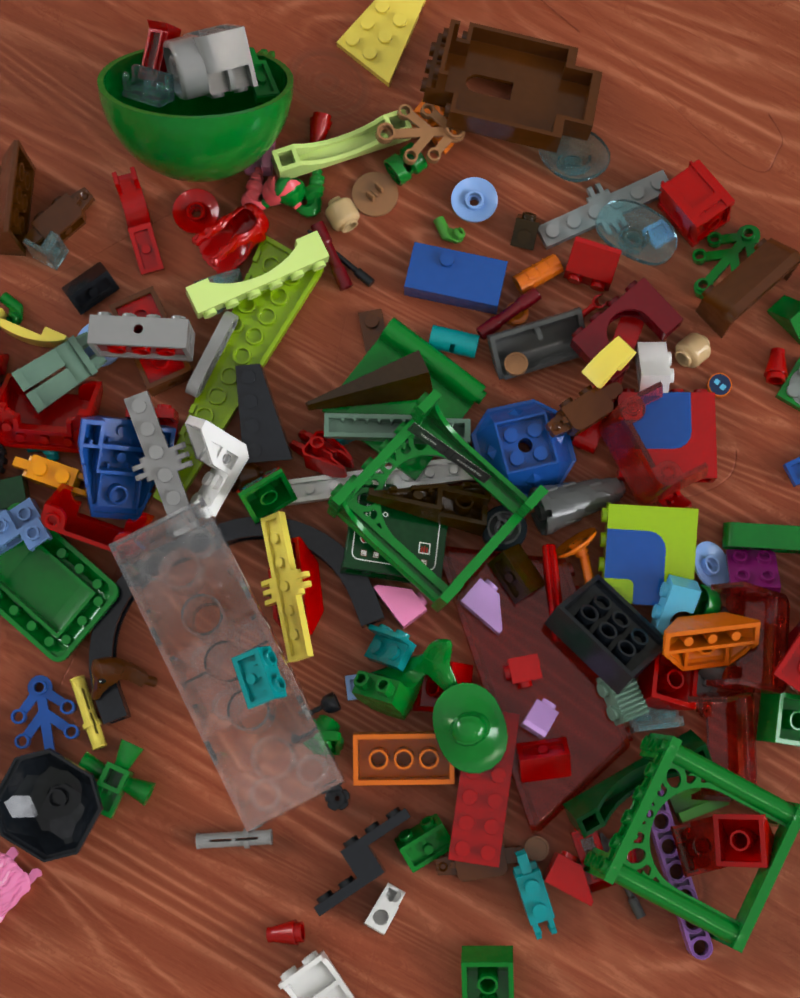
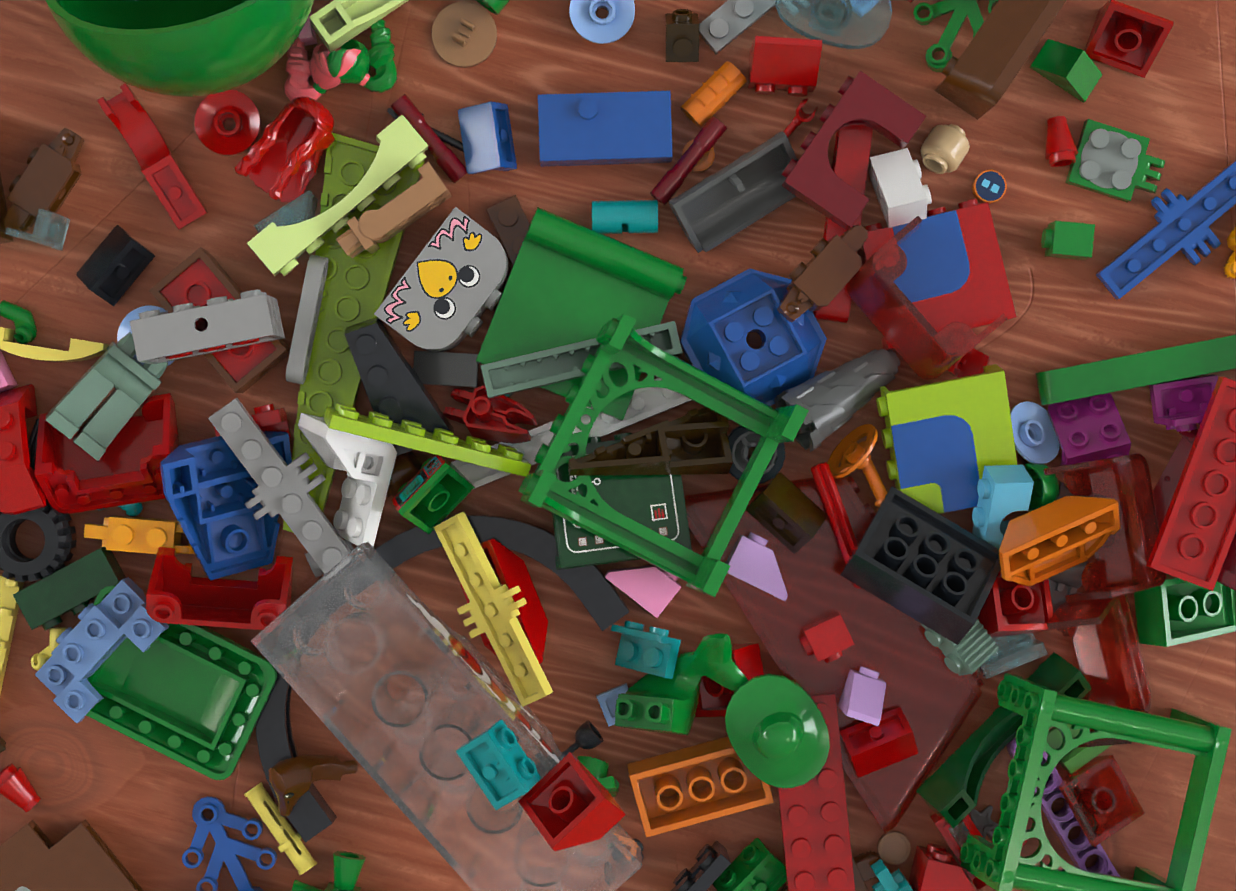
camera: 15 degrees left, 10 degrees up
(264, 446) = (413, 436): none -> lime plate
(293, 297) = (395, 216): none -> medium nougat hips
(297, 415) = (446, 368): none -> dark grey slope
(303, 719) = (571, 806): none -> red slope
(316, 355) = (448, 286): none -> light grey brick
(342, 214) = (428, 77): tan head -> none
(372, 264) = (487, 138): none -> panel
(397, 381) = (564, 296): dark brown wedge -> none
(448, 234) = (578, 66): bright green arm -> none
(449, 453) = (661, 383): flat silver sticker -> none
(516, 364) = (715, 228): medium nougat piece -> none
(608, 361) = (842, 203): light yellow slope -> none
(742, 840) = (1155, 787): red slope -> none
(767, 434) = (1068, 240): none -> green brick

